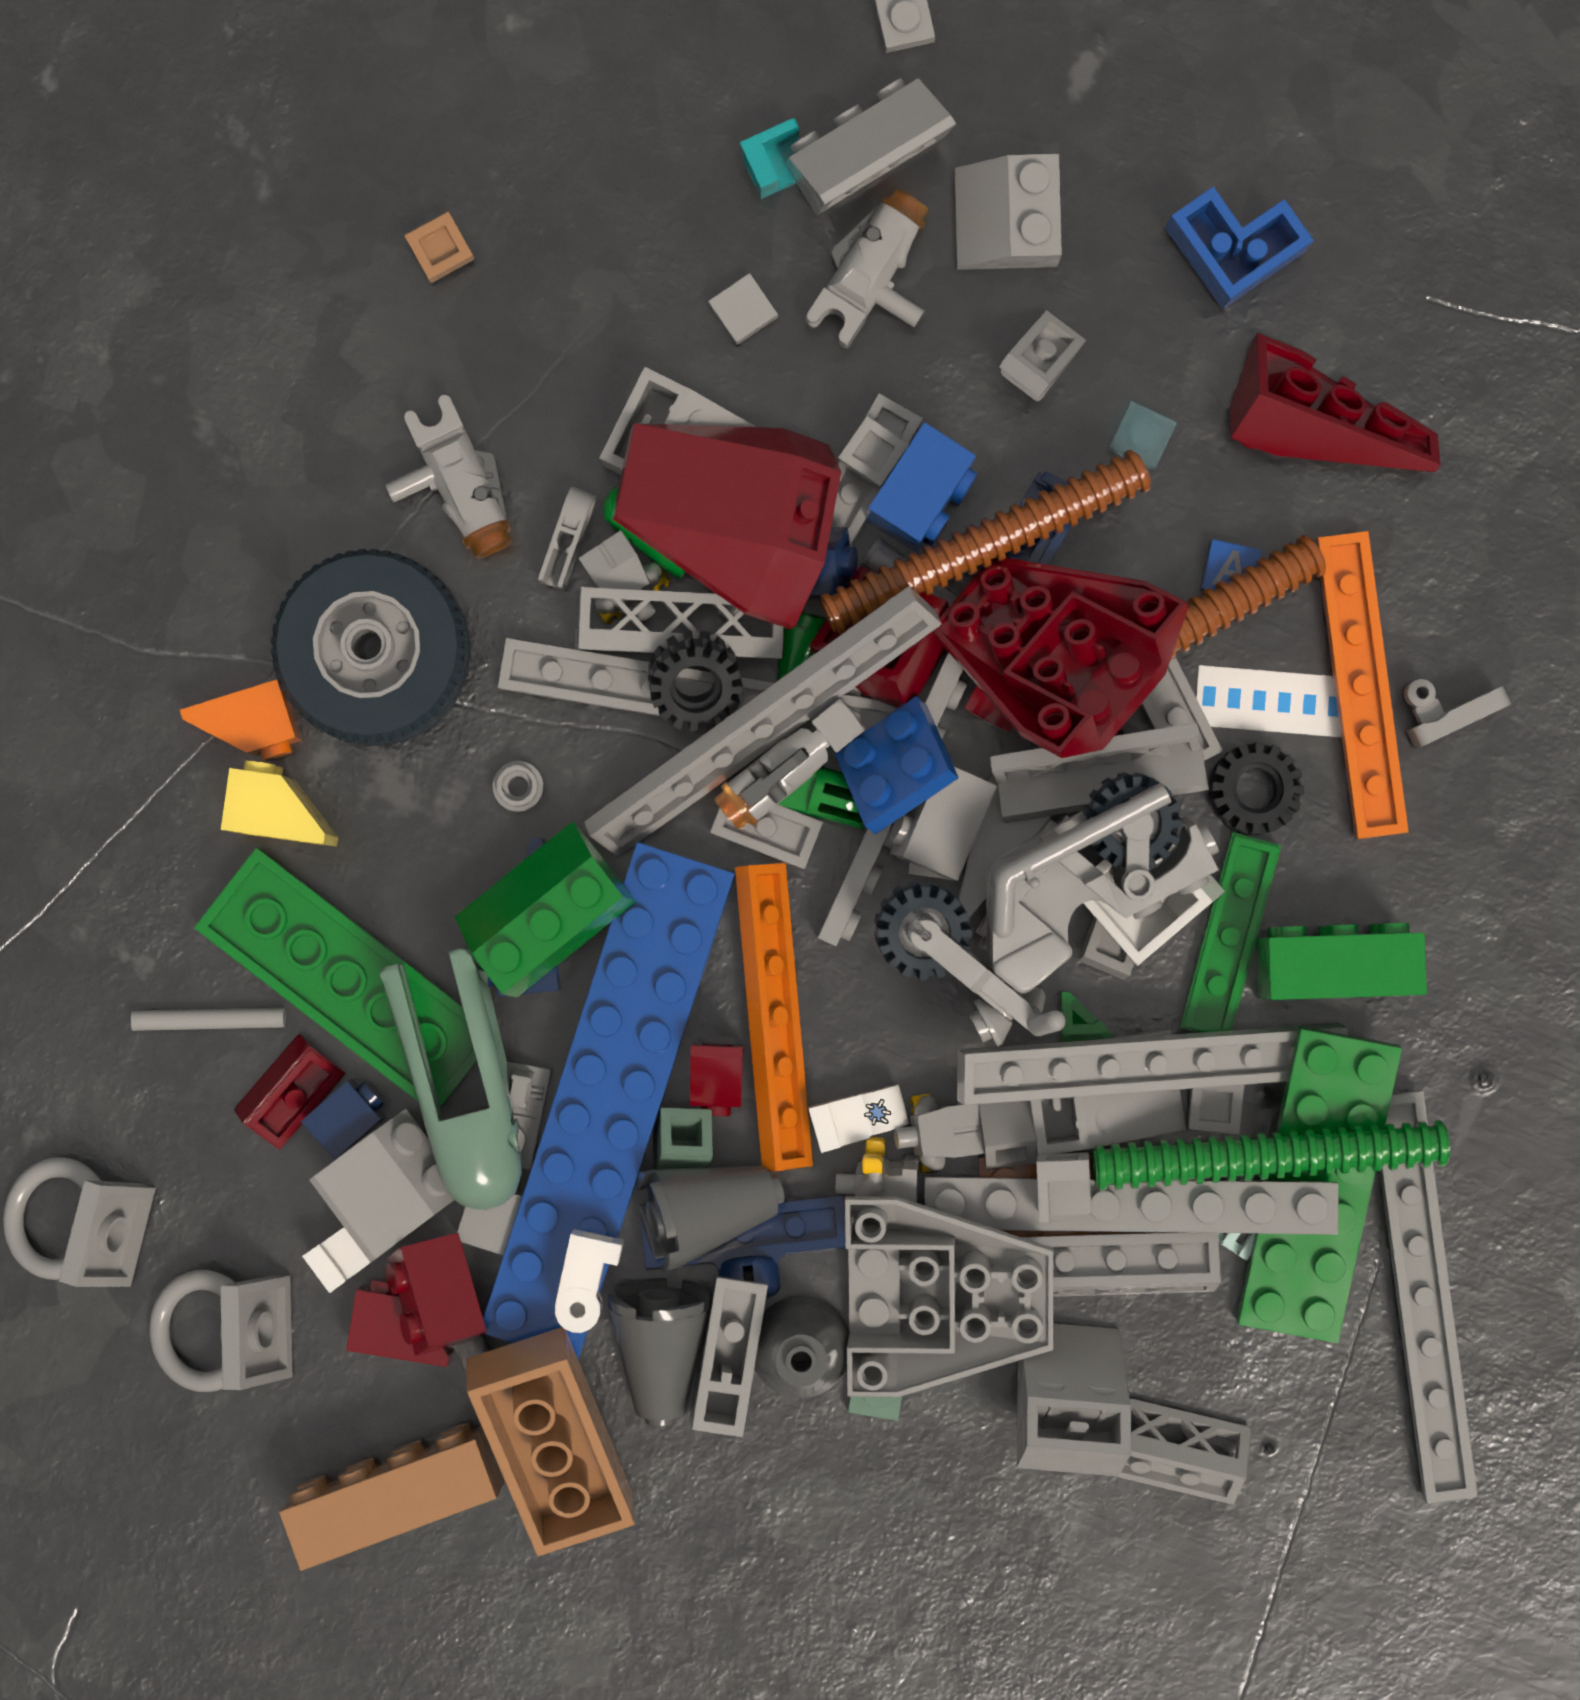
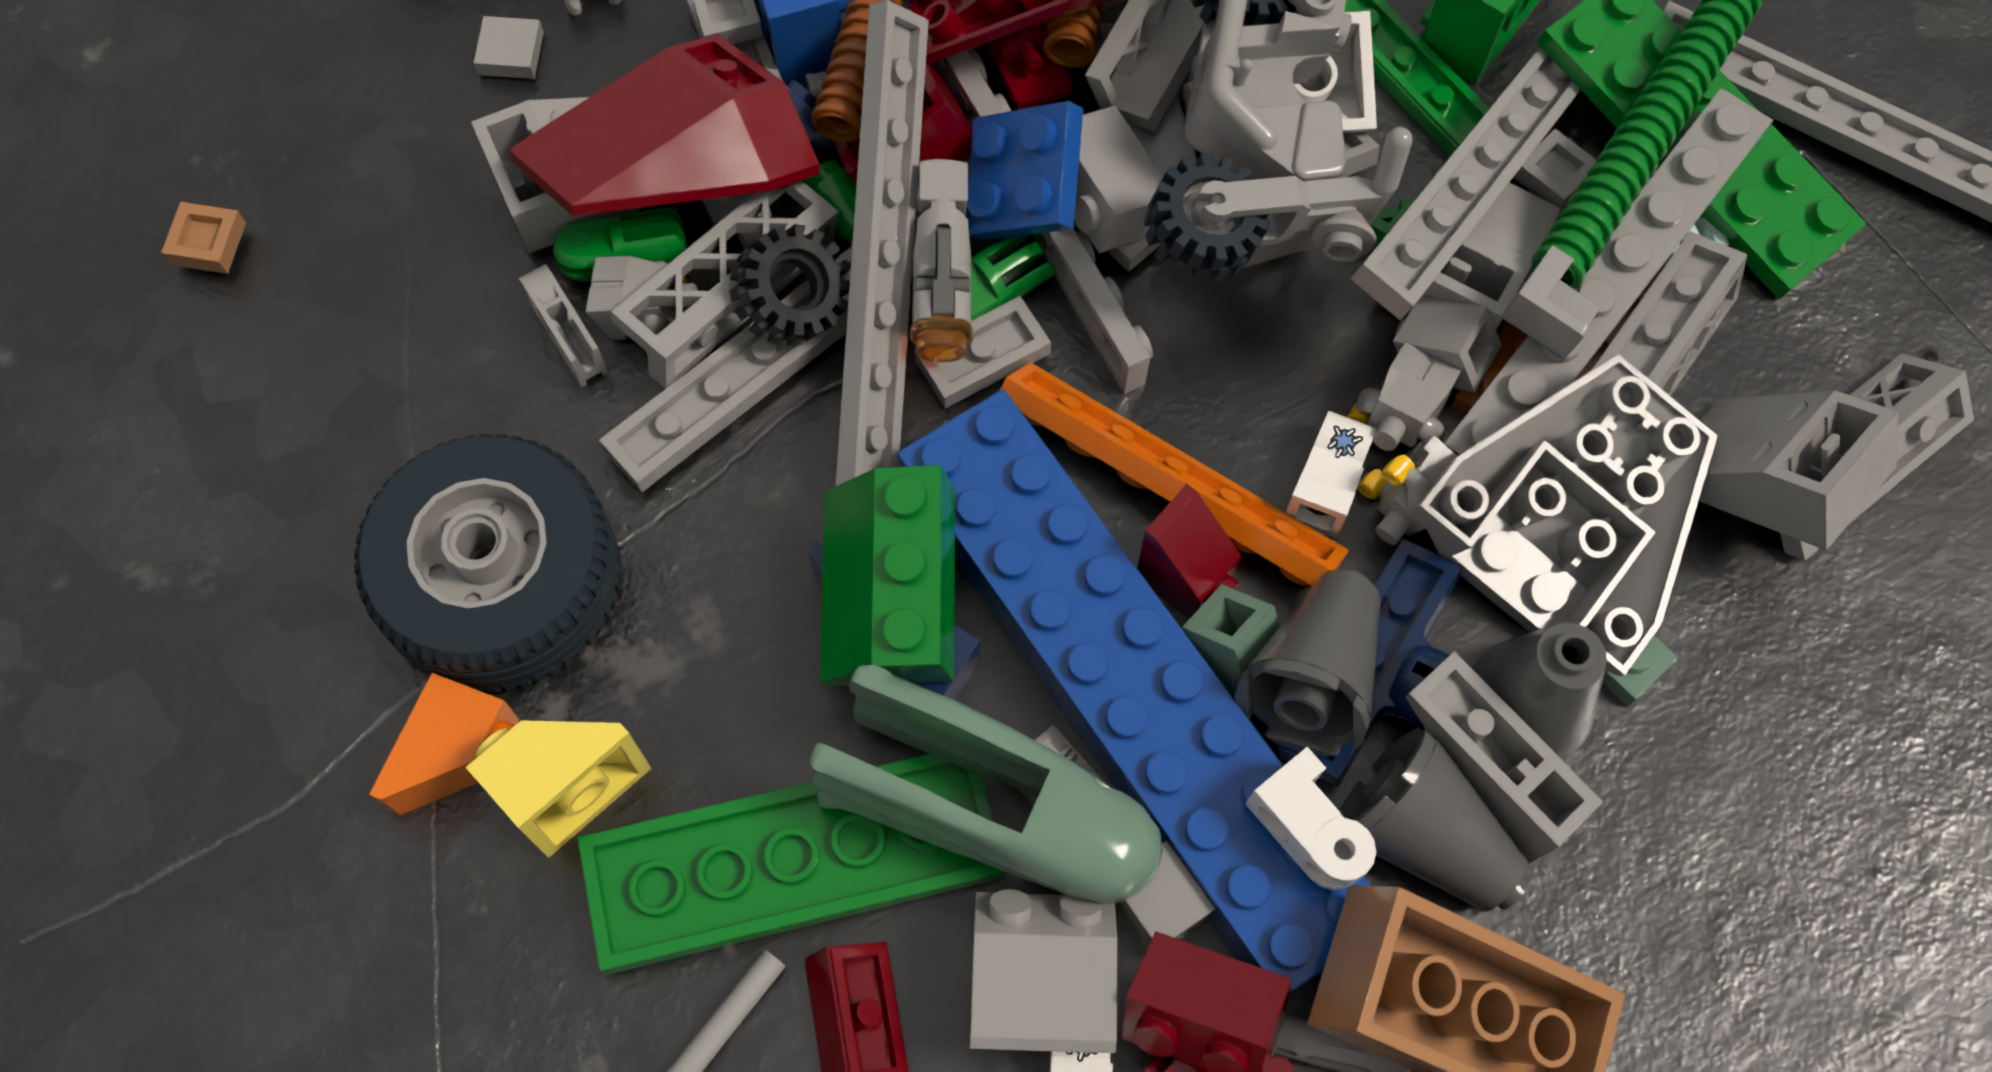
camera: 50 degrees left, 20 degrees down
(345, 1117) = (932, 971): dark blue brick -> none
(463, 477) = (417, 369): light grey piece -> none
(506, 775) = (743, 527): light grey plate -> none

